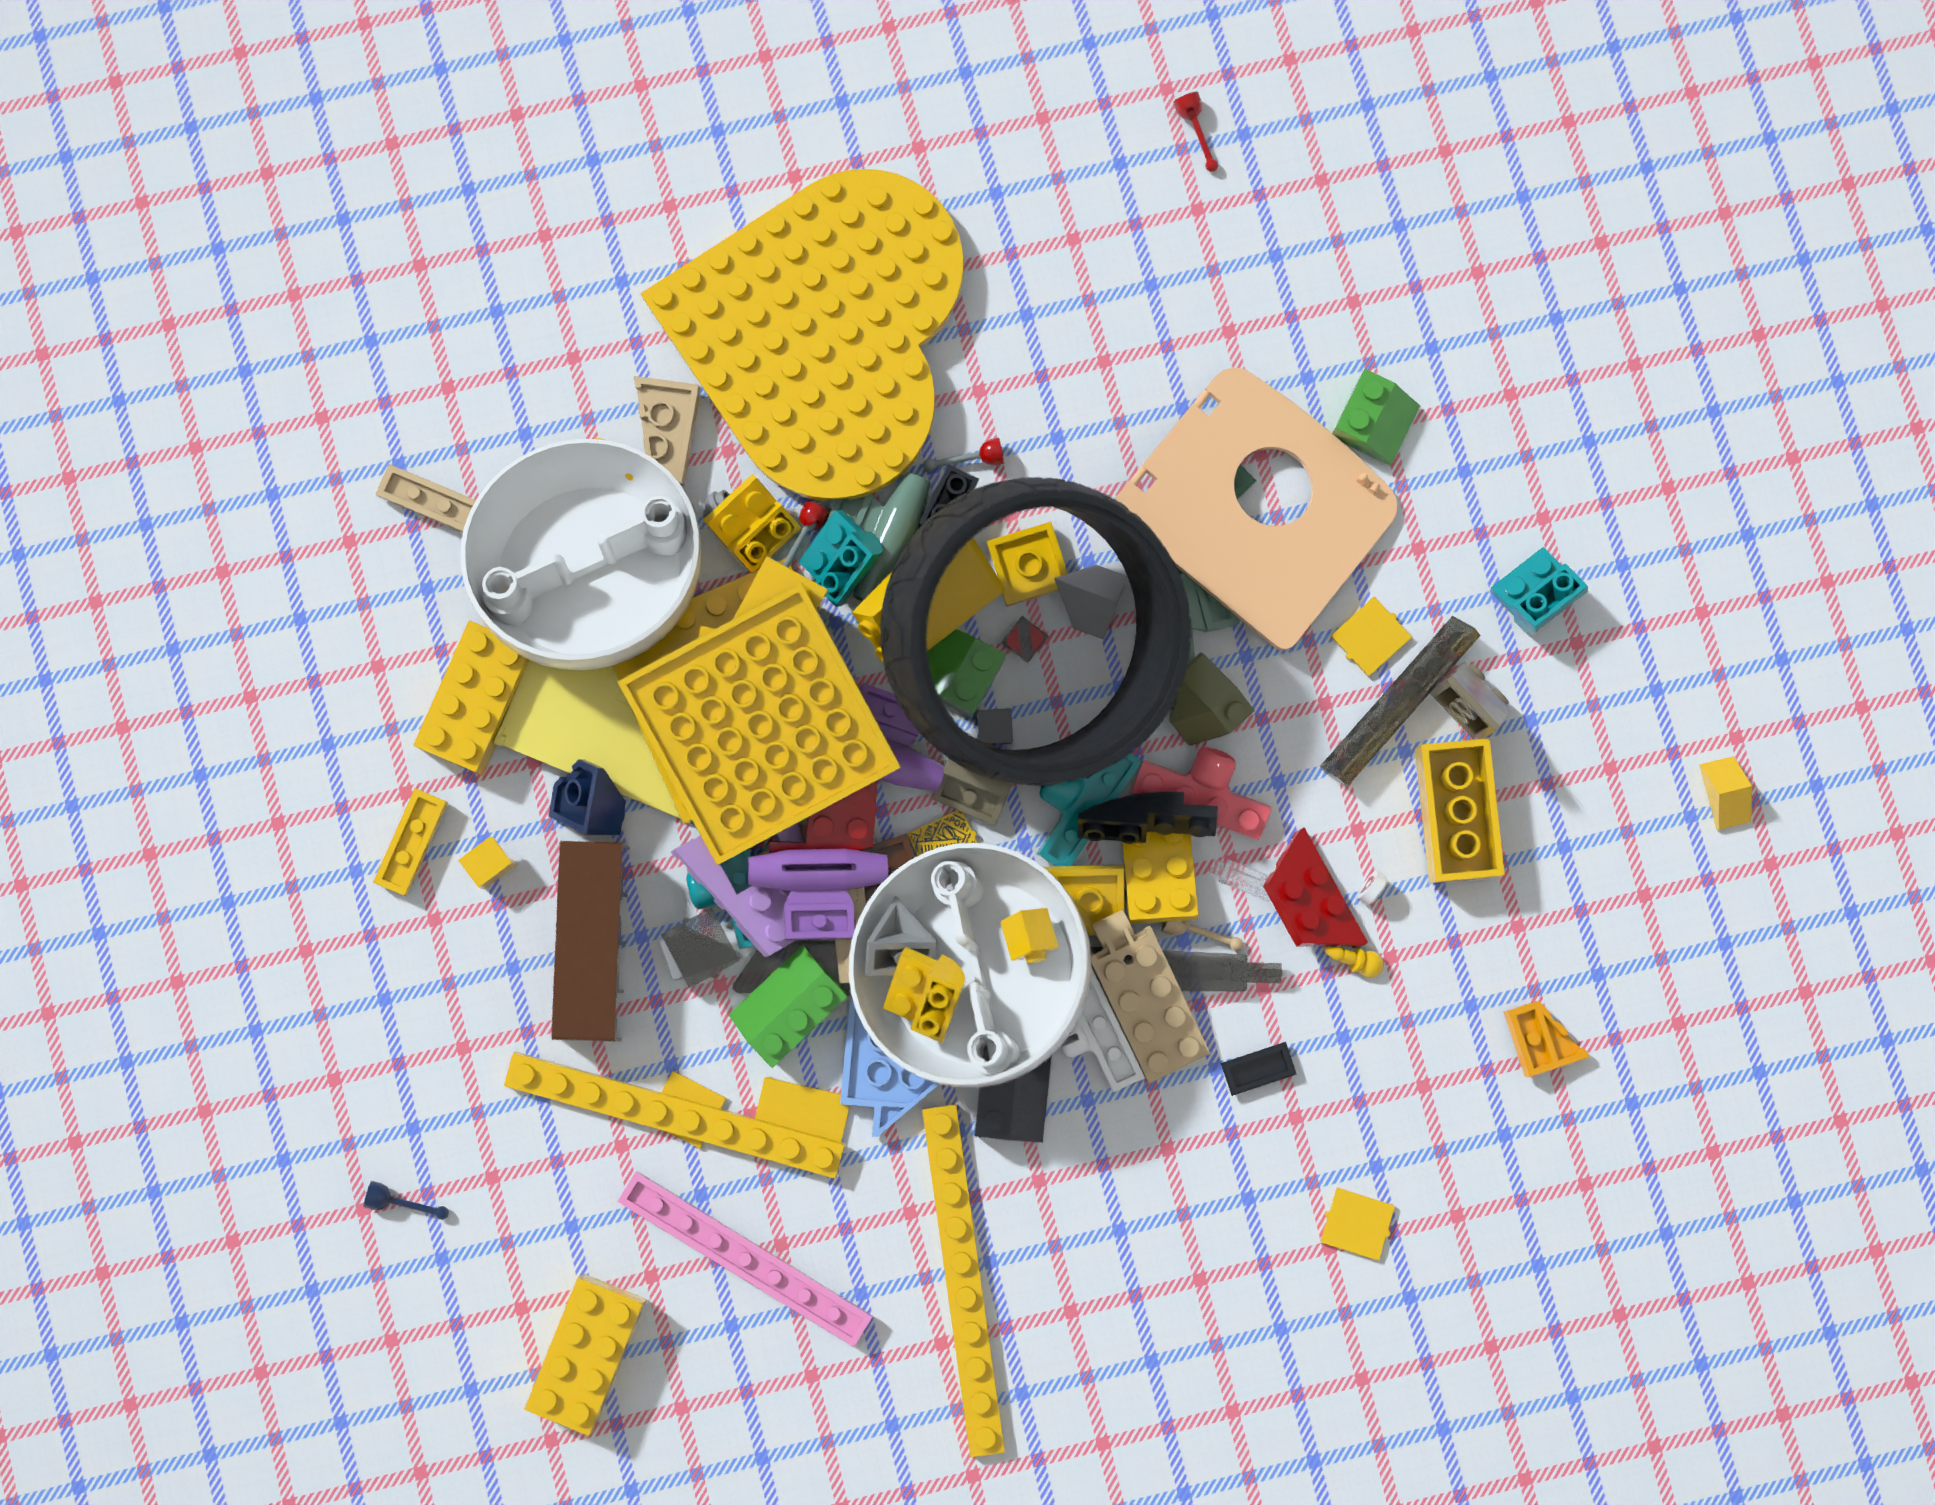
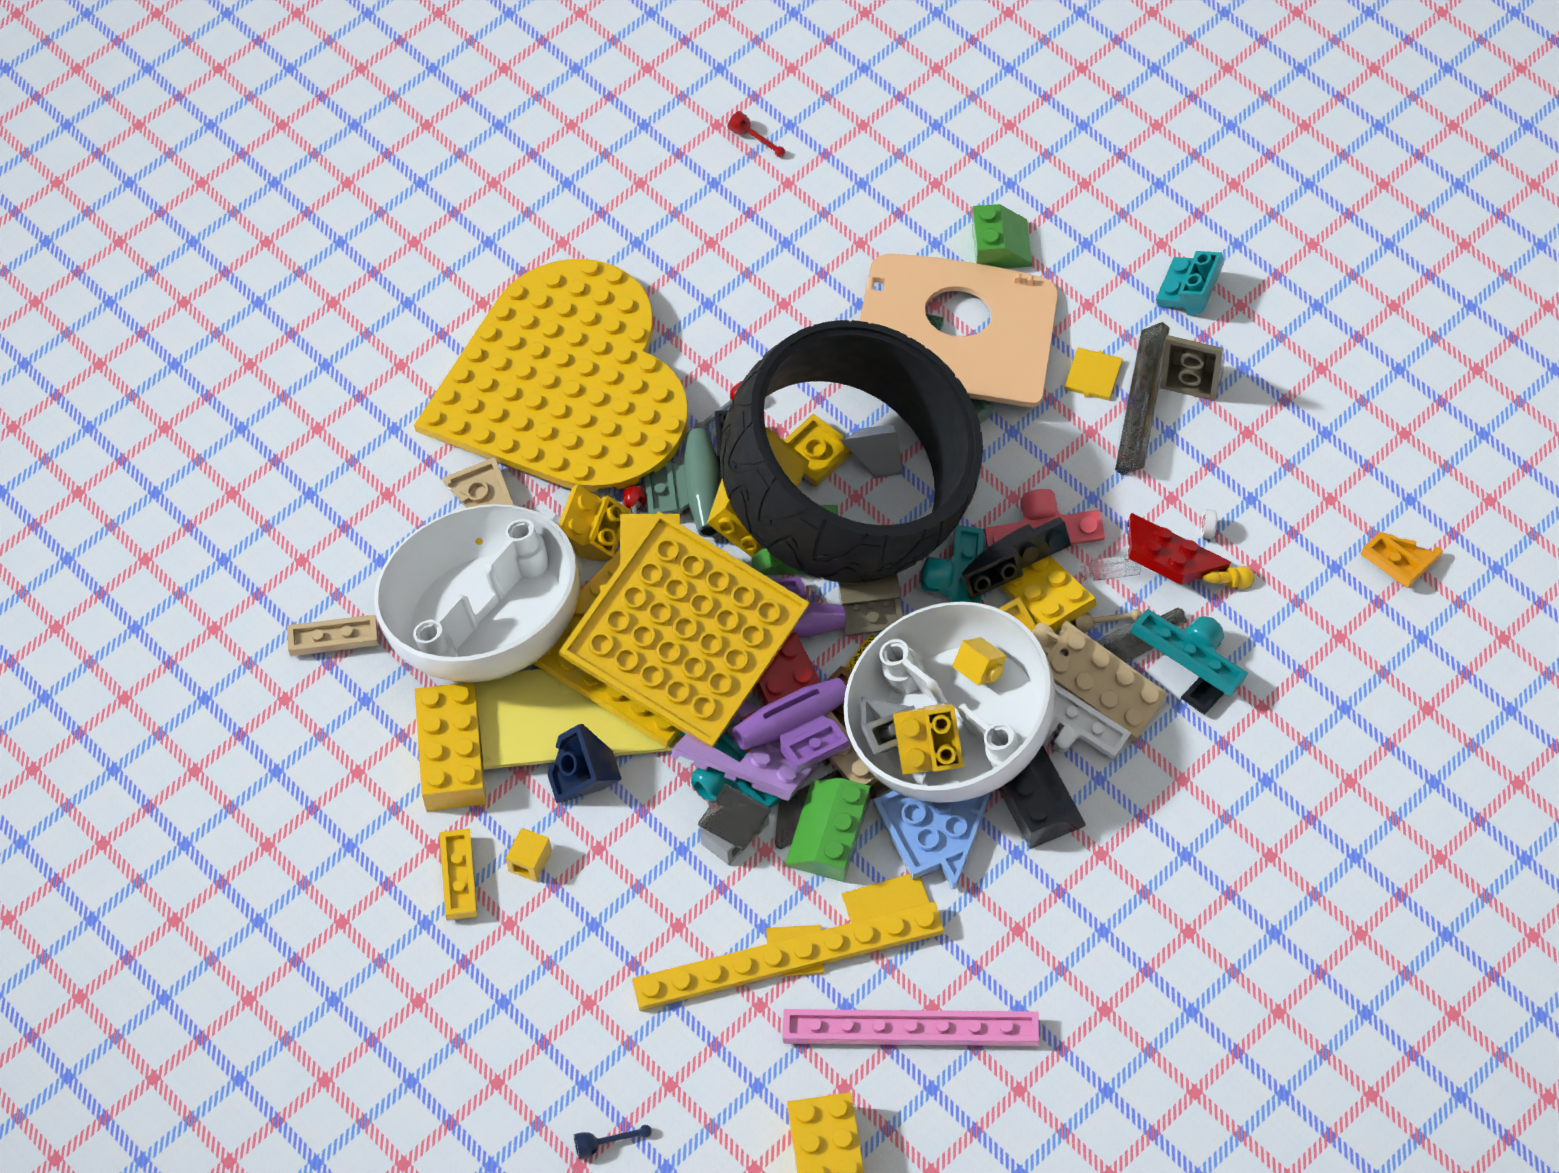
camera: 25 degrees left, 25 degrees down
(587, 941) = (646, 862): reddish brown piece -> none
(841, 556) = (675, 496): teal brick -> none
(963, 1281) = (1093, 954): yellow plate -> none
(1025, 639) = (846, 498): clear smoke tile -> none
(1207, 703) = (1008, 466): olive slope -> none
(1261, 1025) = (1192, 648): none -> teal plate
(1357, 1224) = (1359, 752): yellow piece -> none
(1459, 811) = (1235, 440): yellow brick -> none
(1727, 792) = (1414, 338): yellow slope -> none

